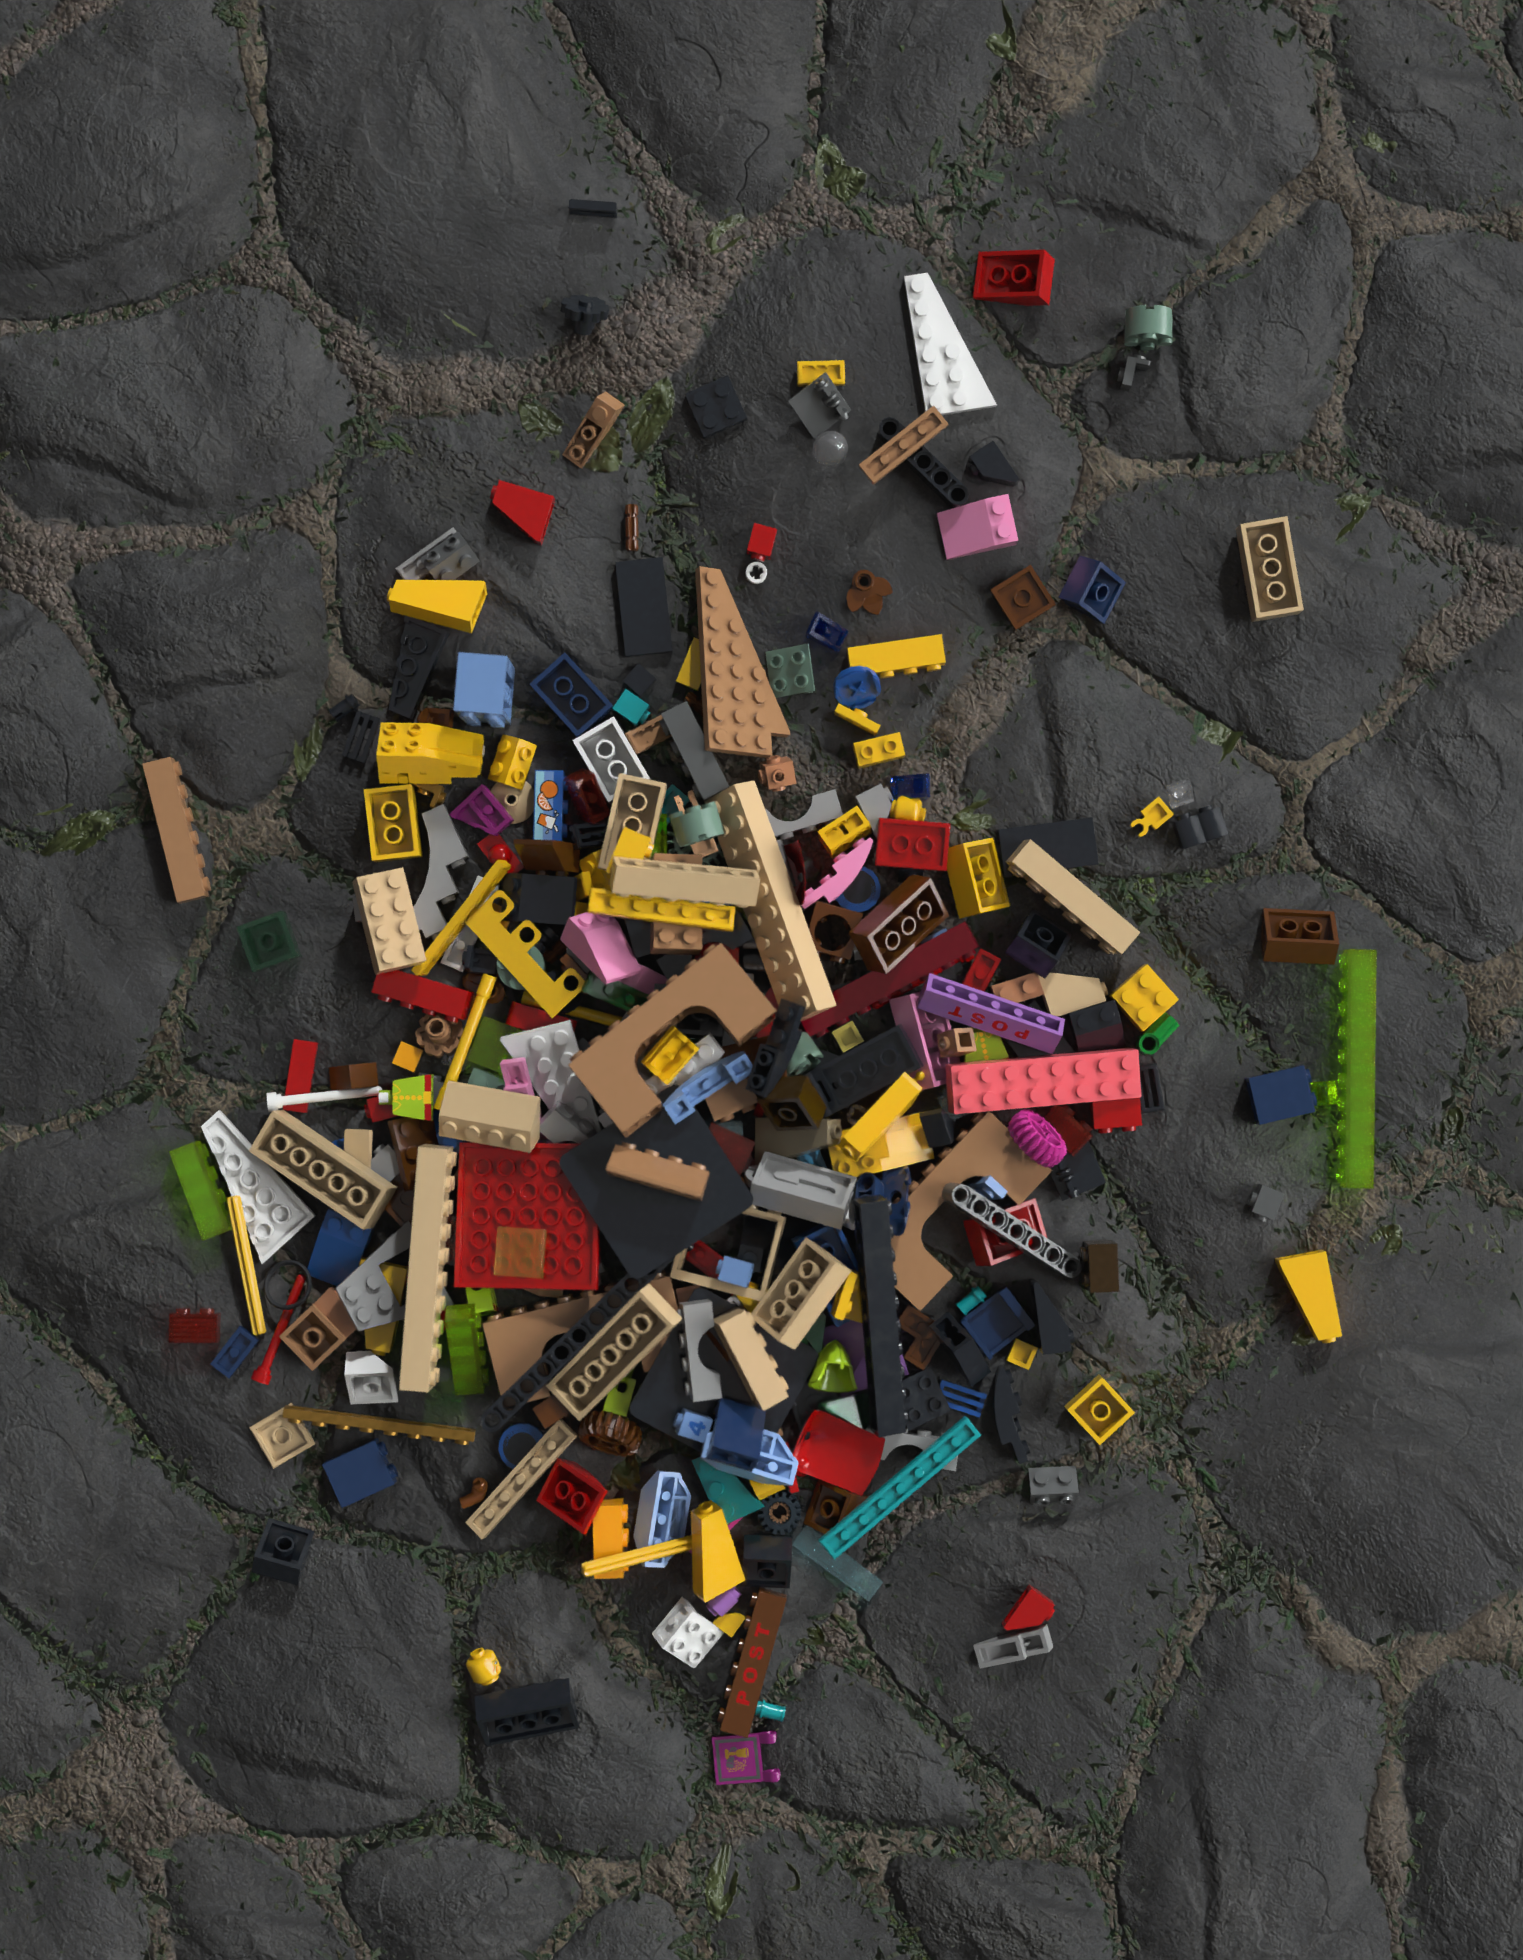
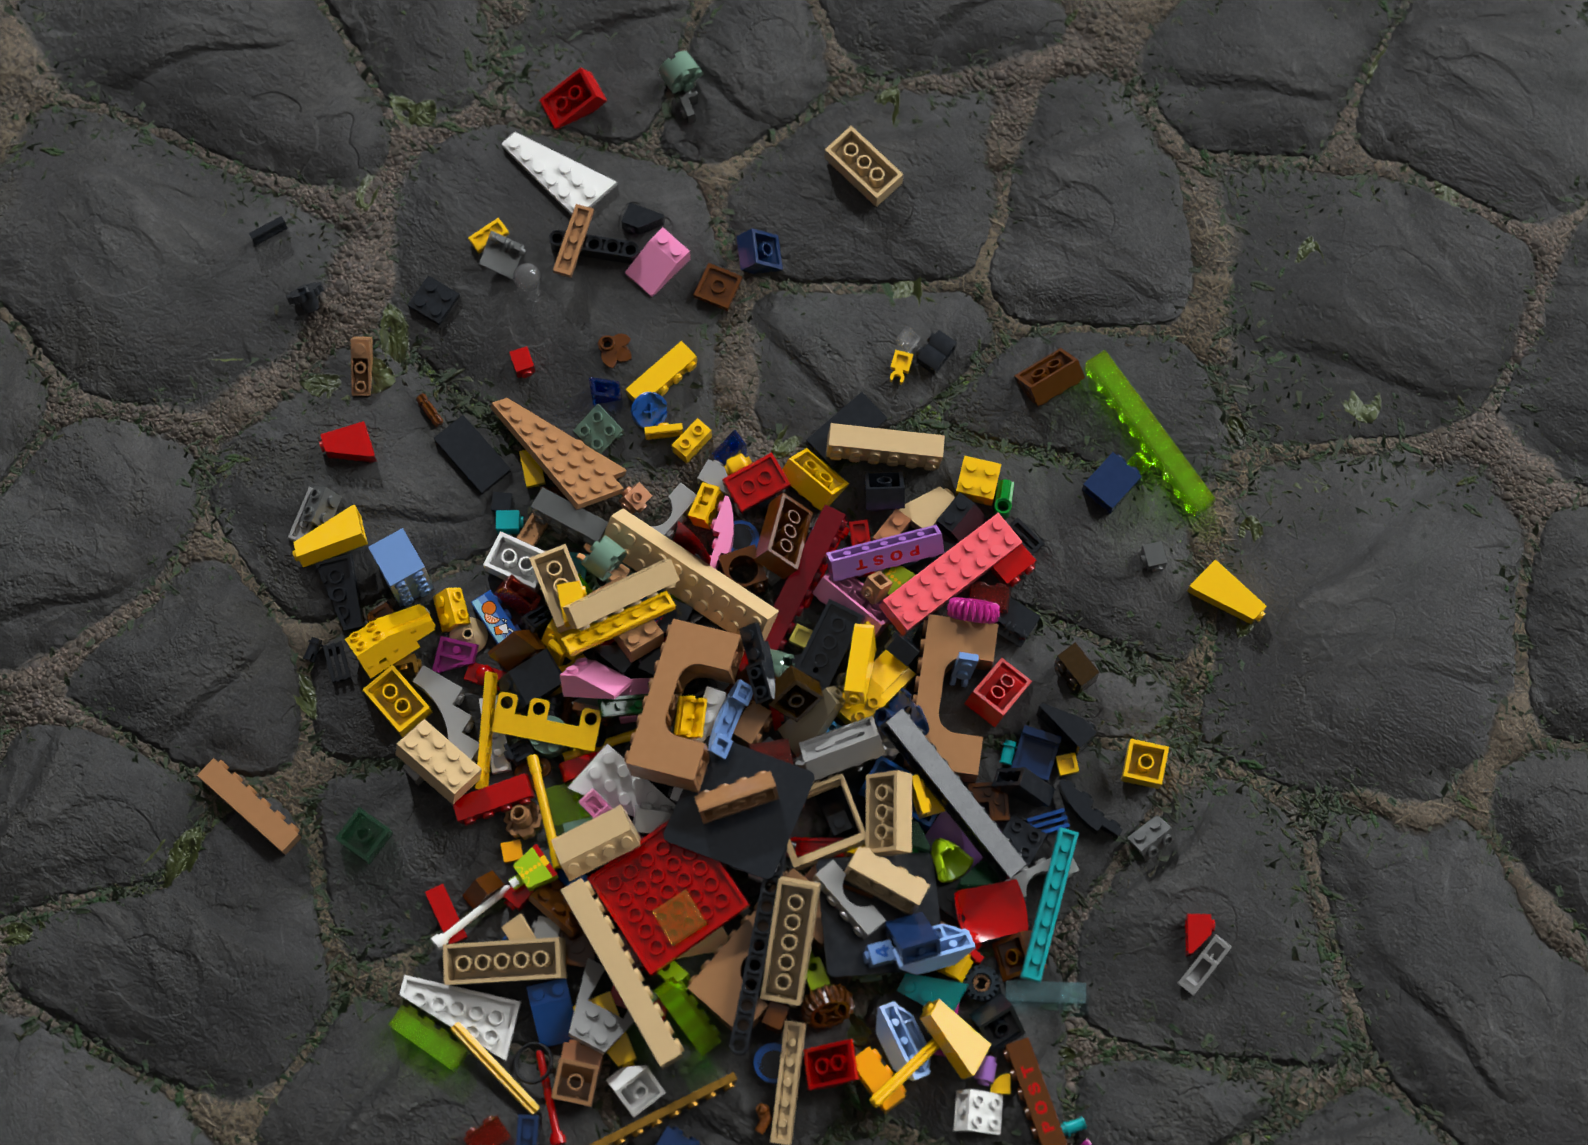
camera: 30 degrees left, 15 degrees down
(571, 695) = (462, 539): dark blue brick -> none
(735, 1271) = (834, 830): medium blue brick -> none
(750, 569) = (526, 385): white bush -> none
(1002, 1227) = (992, 685): dark grey beam -> none

